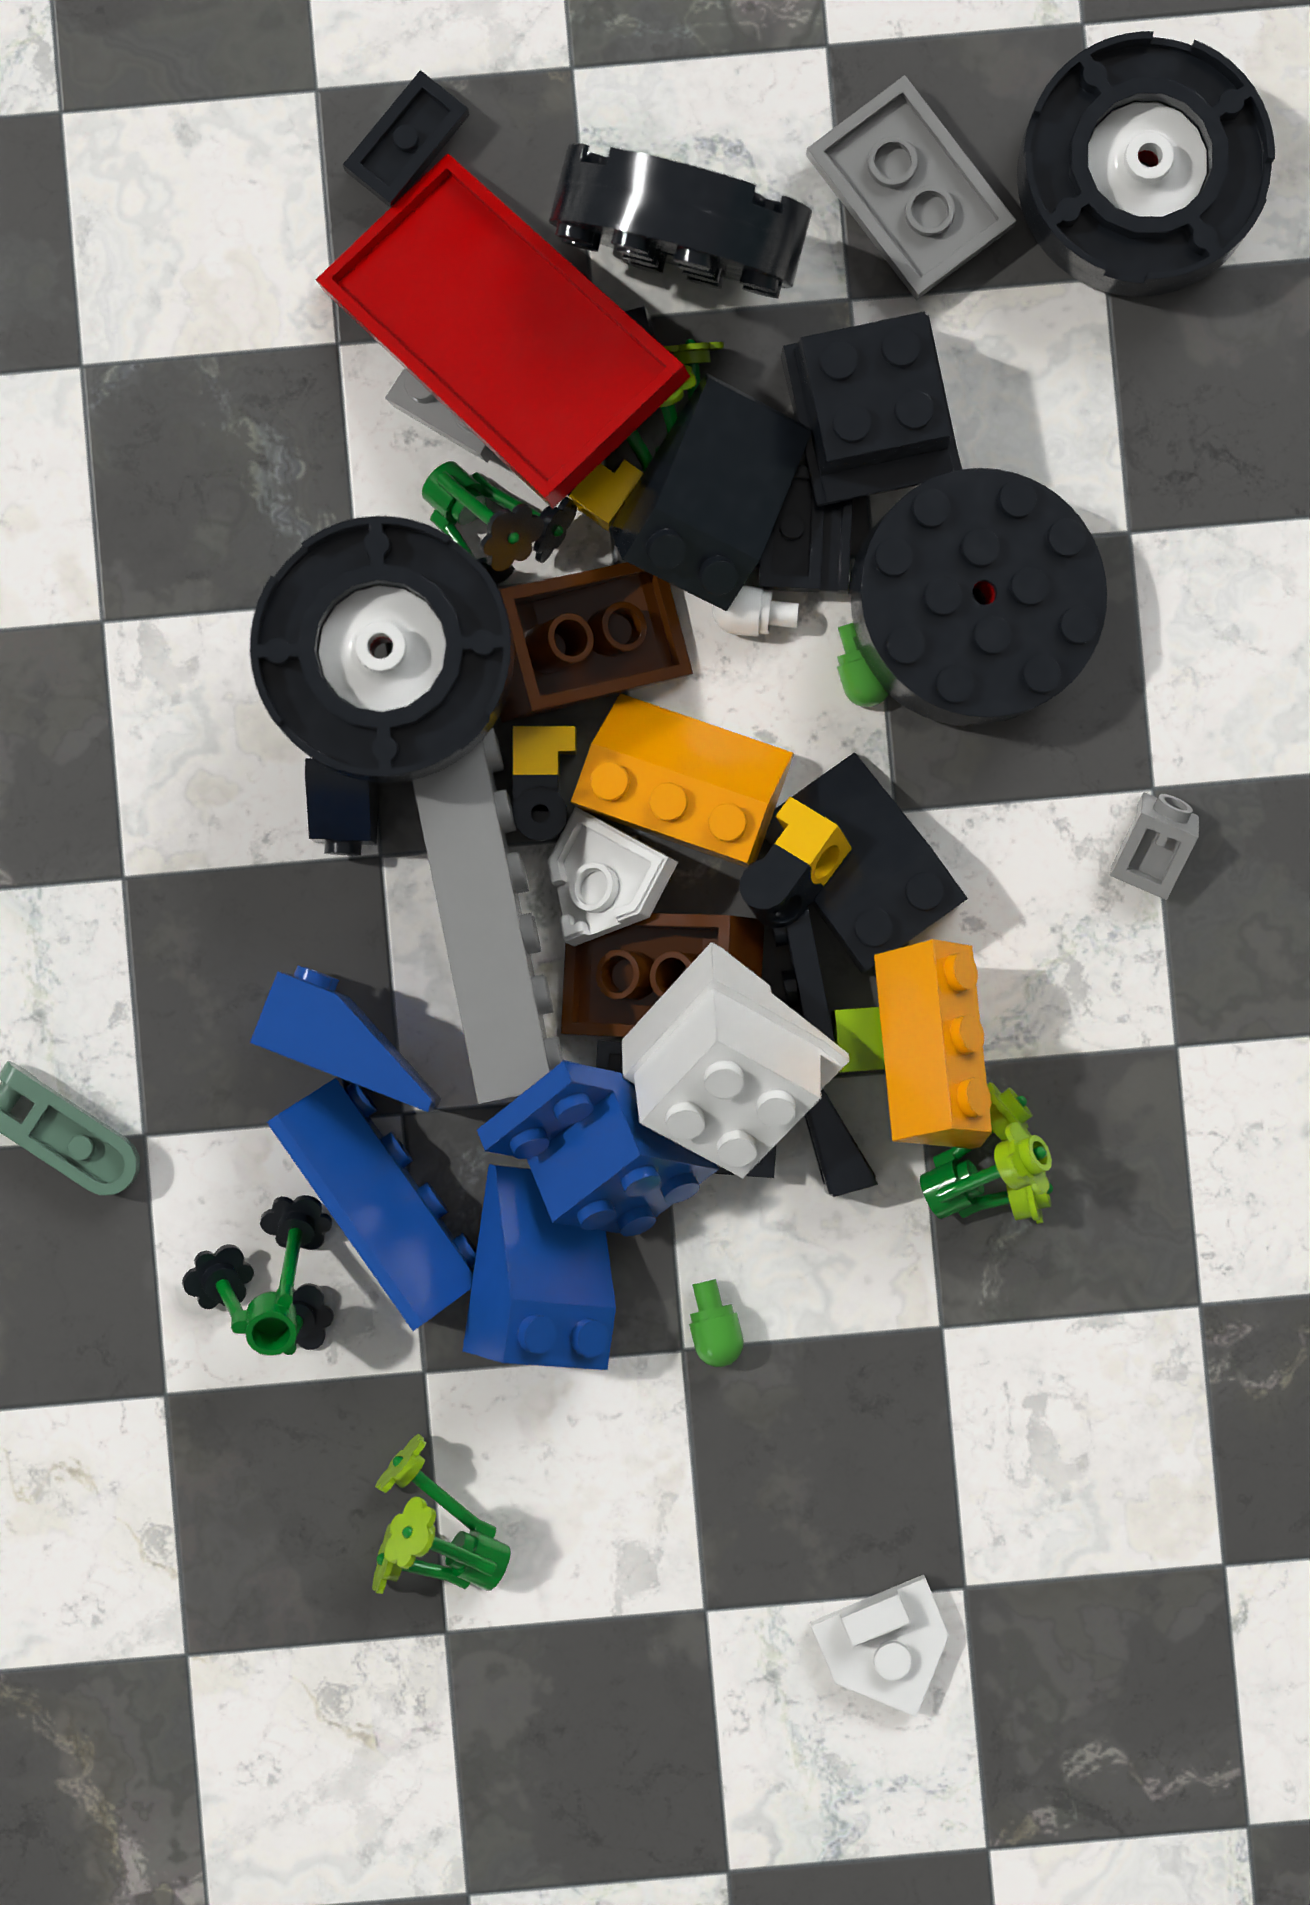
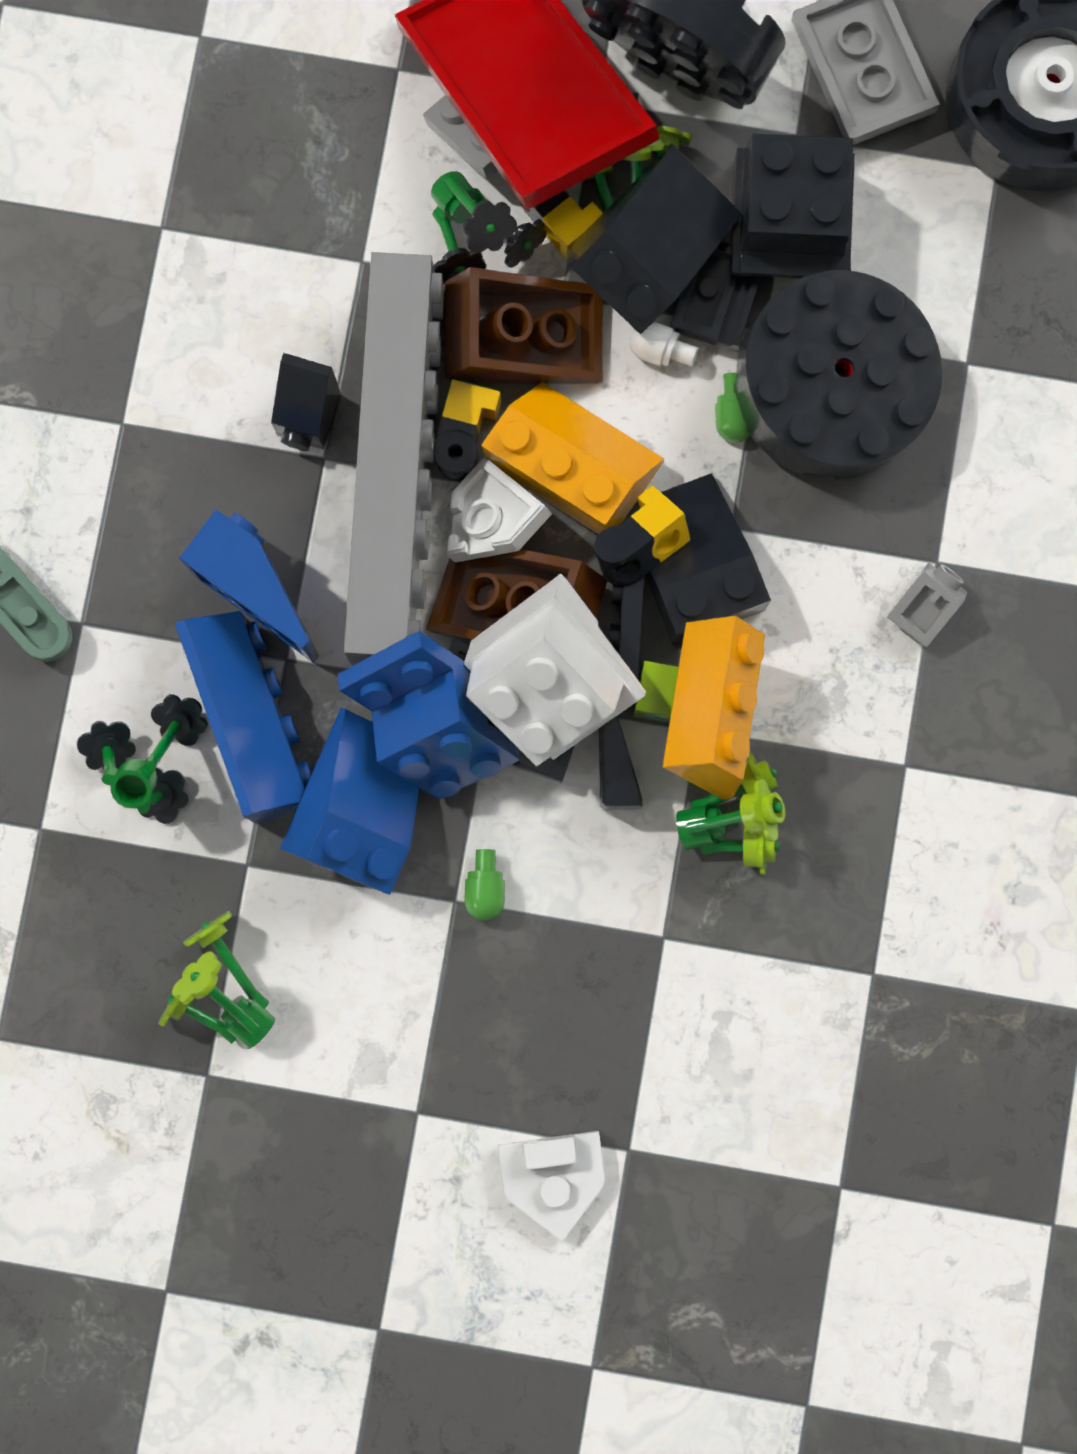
camera: 10 degrees right, 5 degrees down
(371, 587) = (365, 278): black piece -> none

